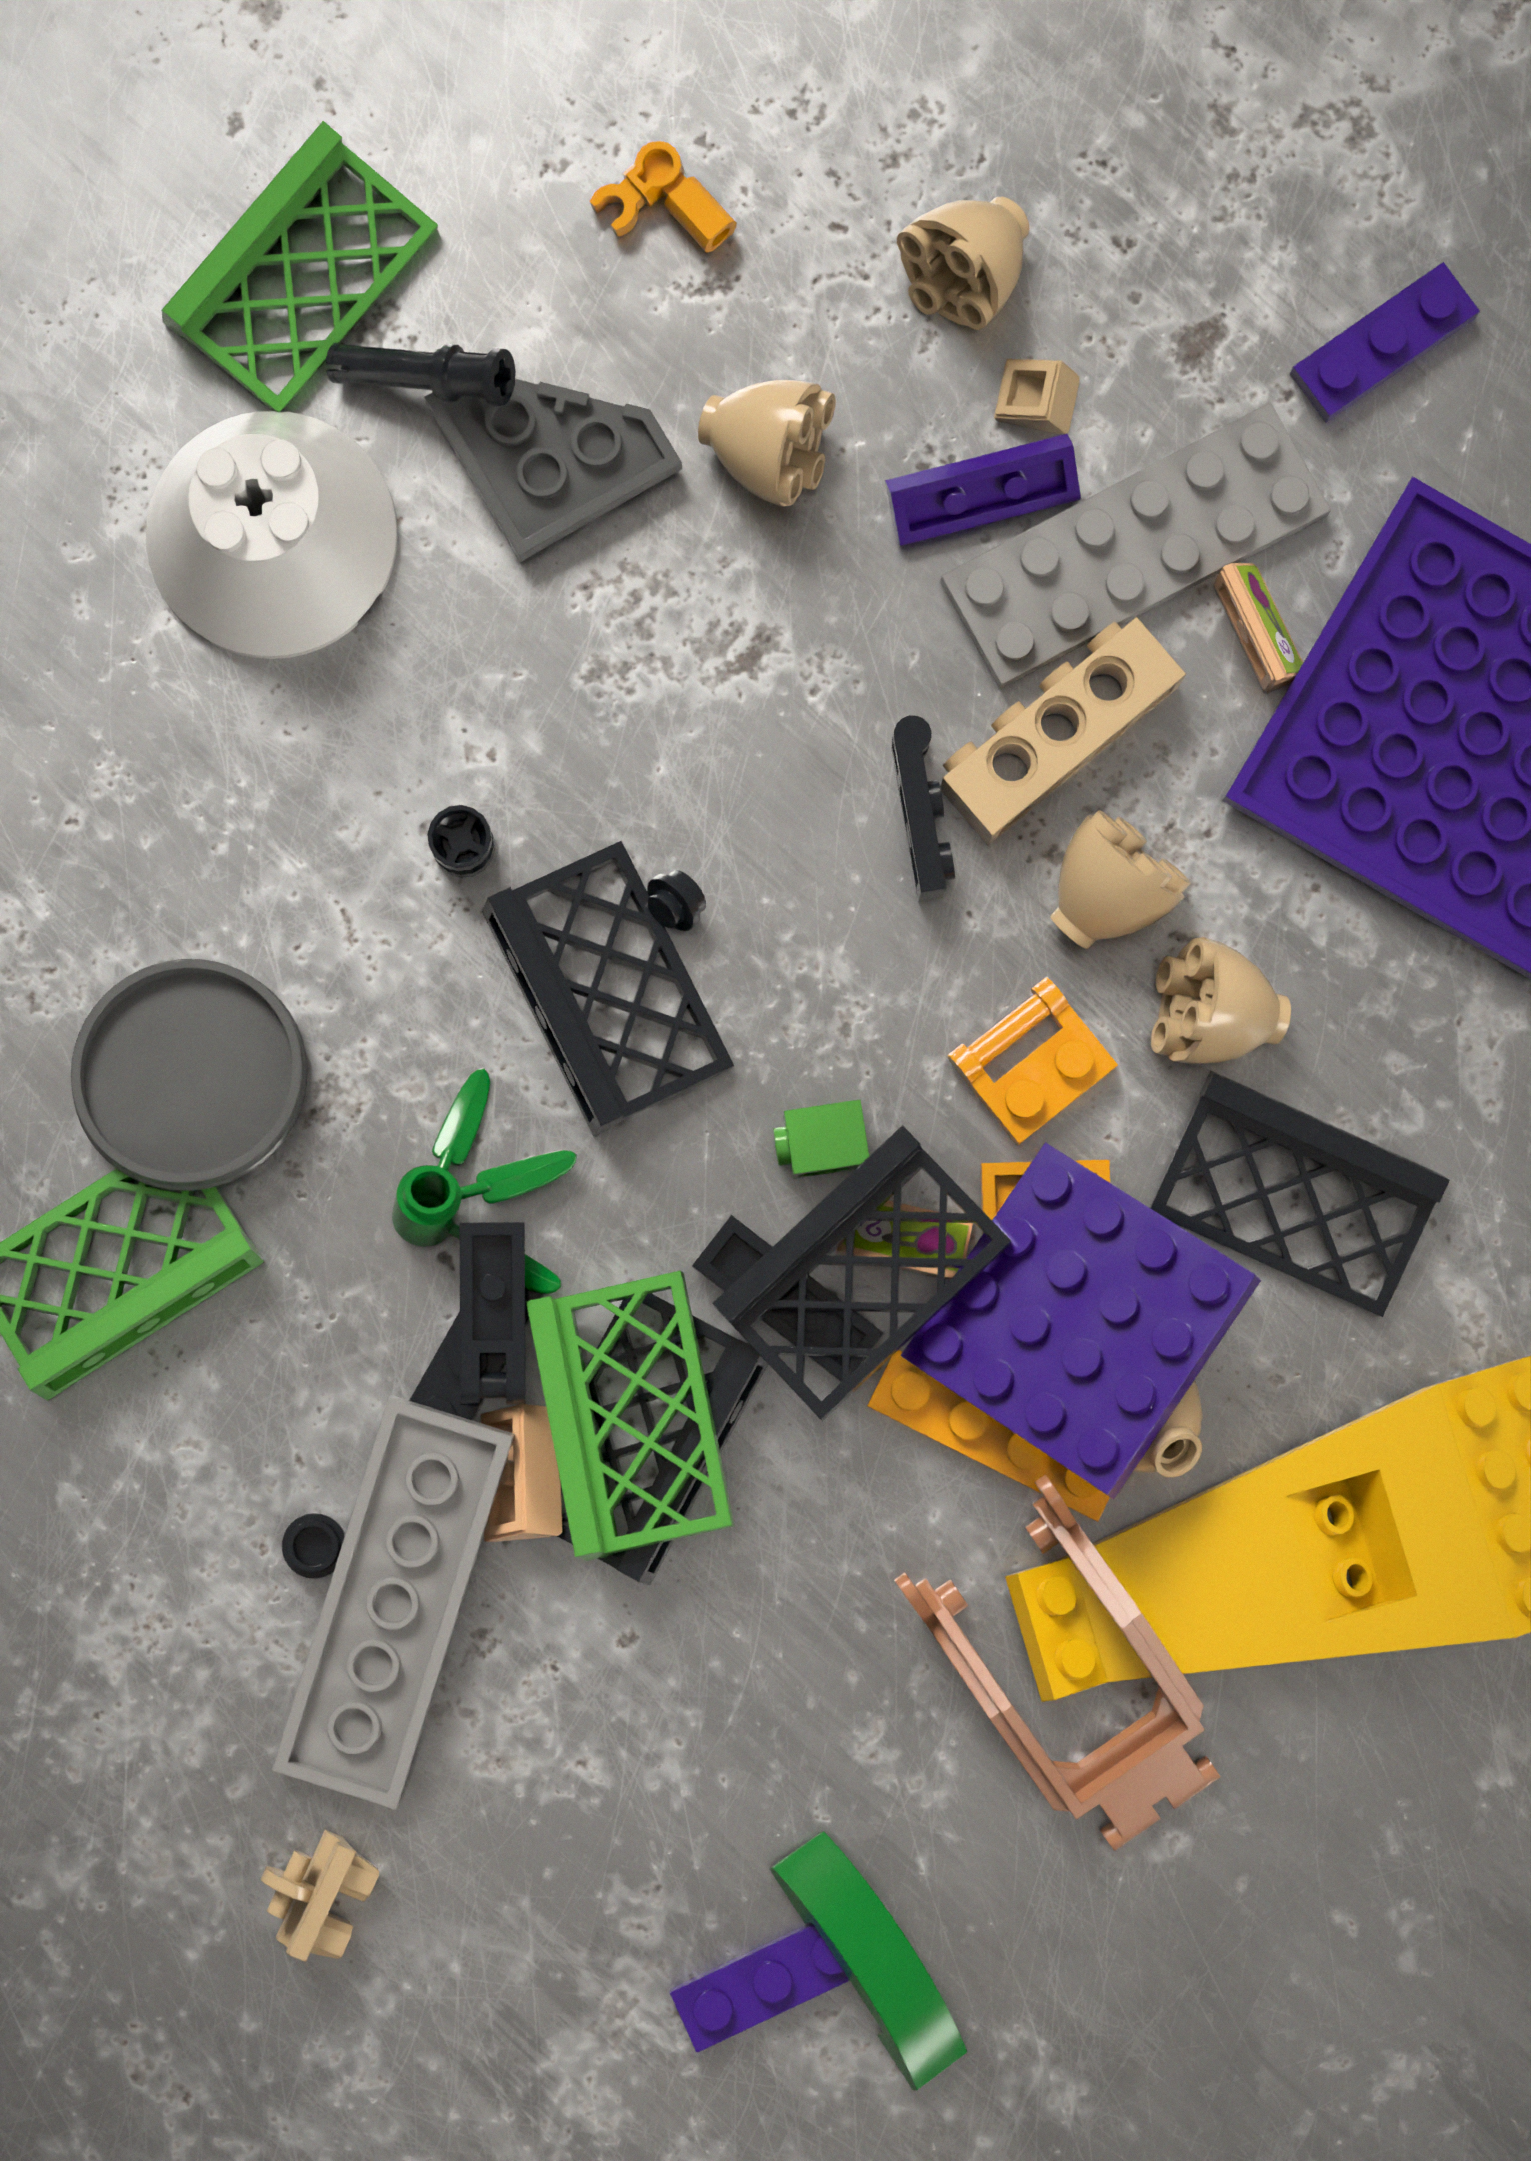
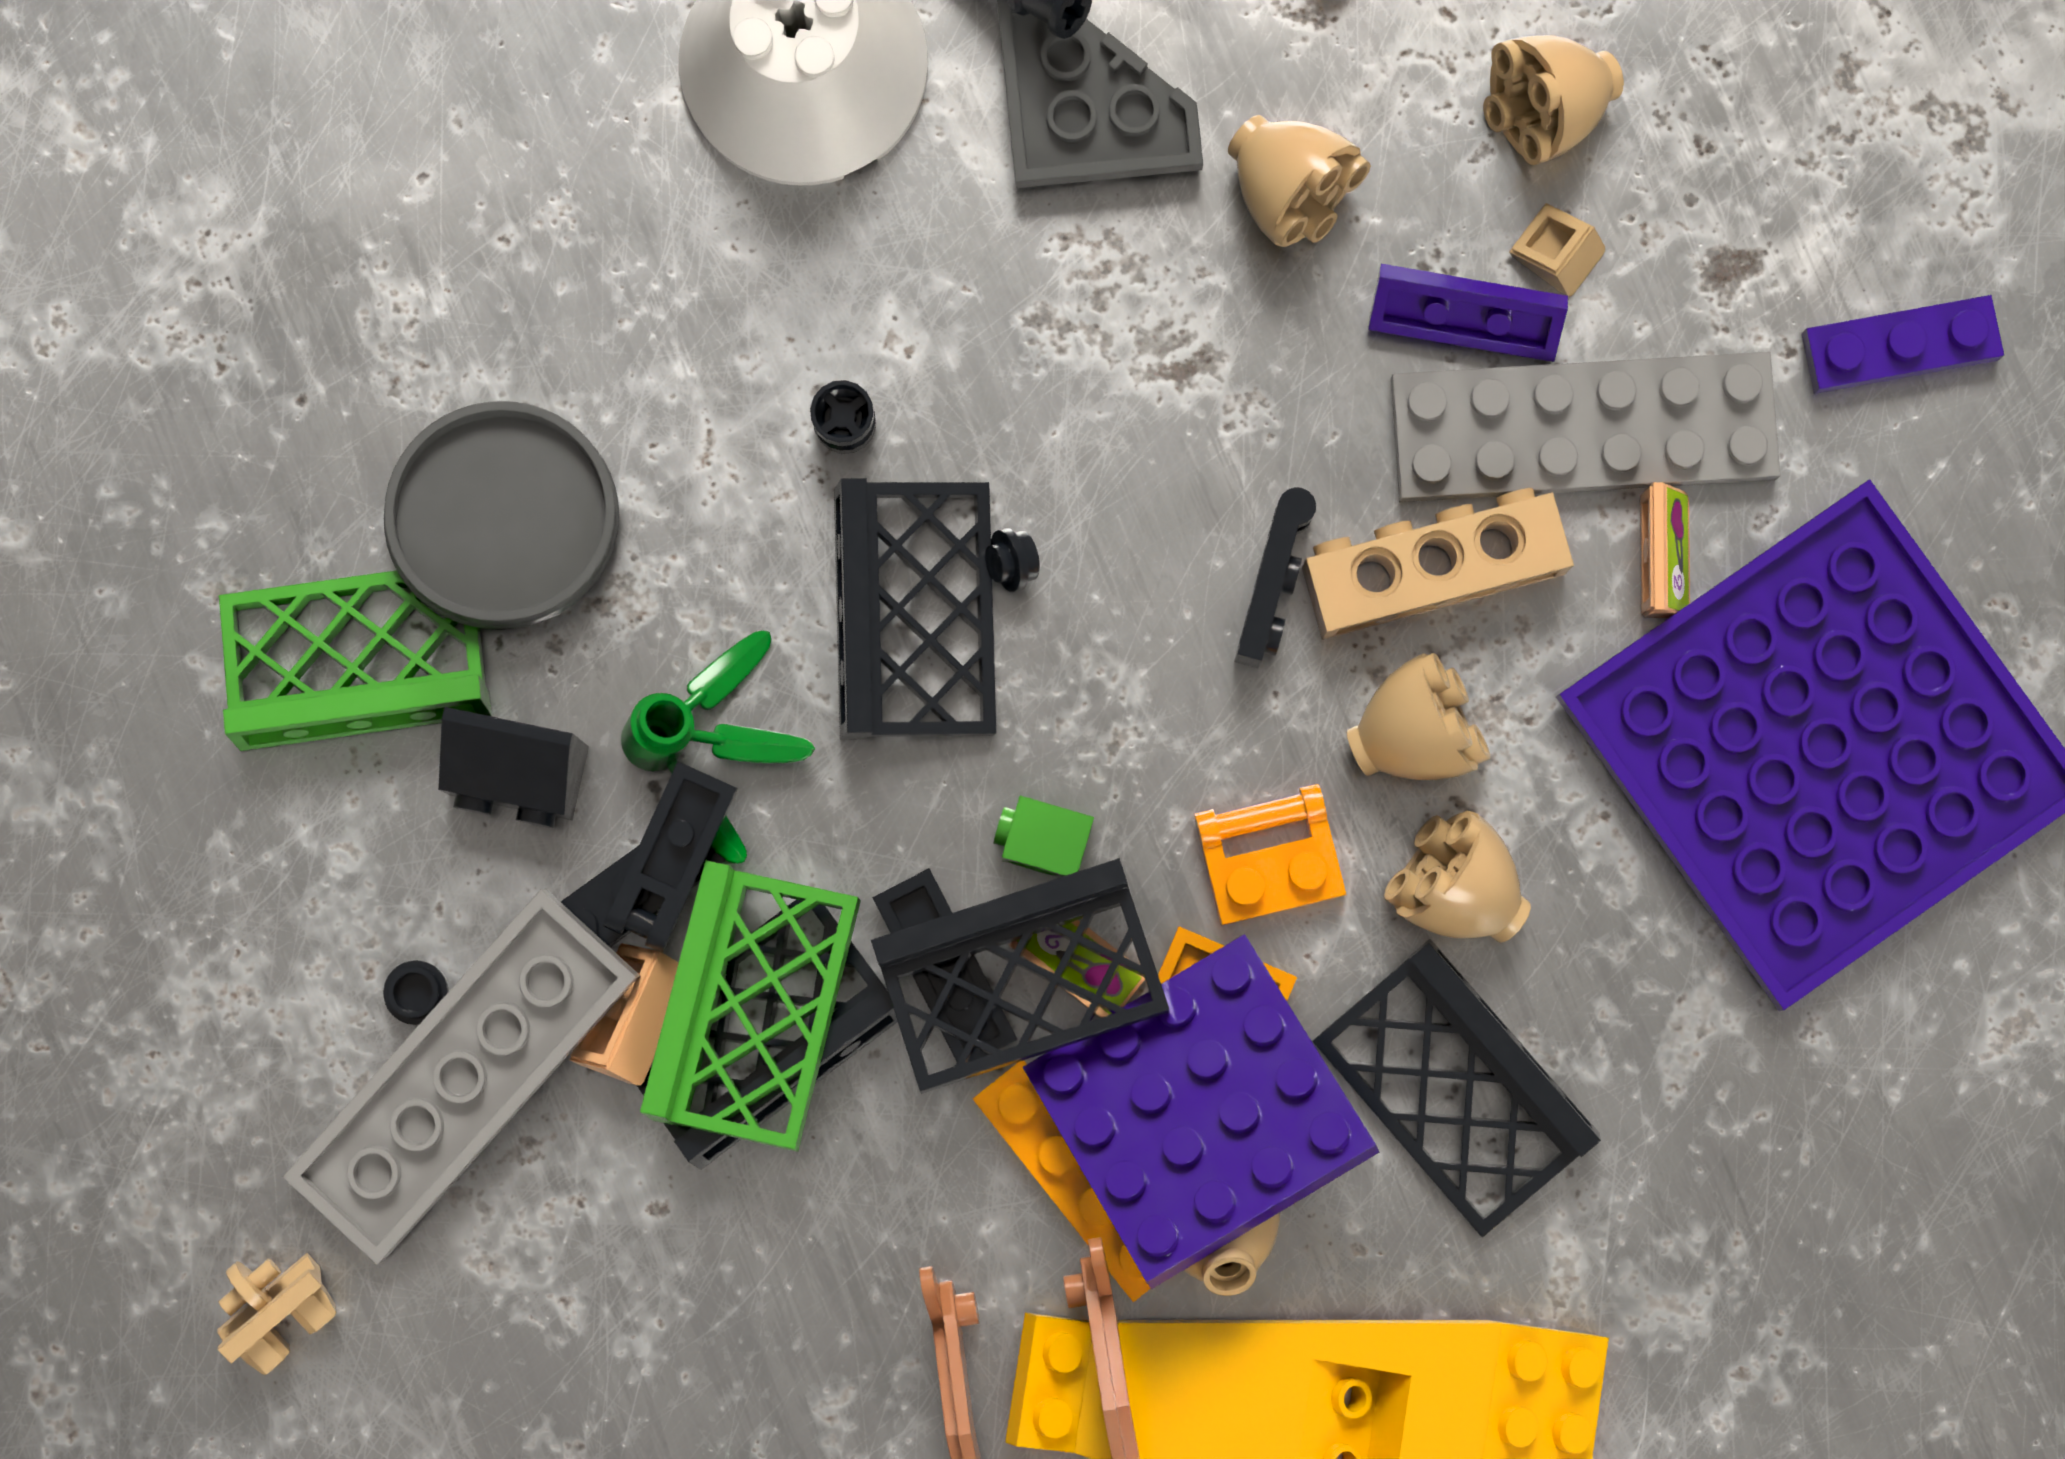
camera: 30 degrees right, 0 degrees up
(306, 1299) = (510, 766): none -> black slope

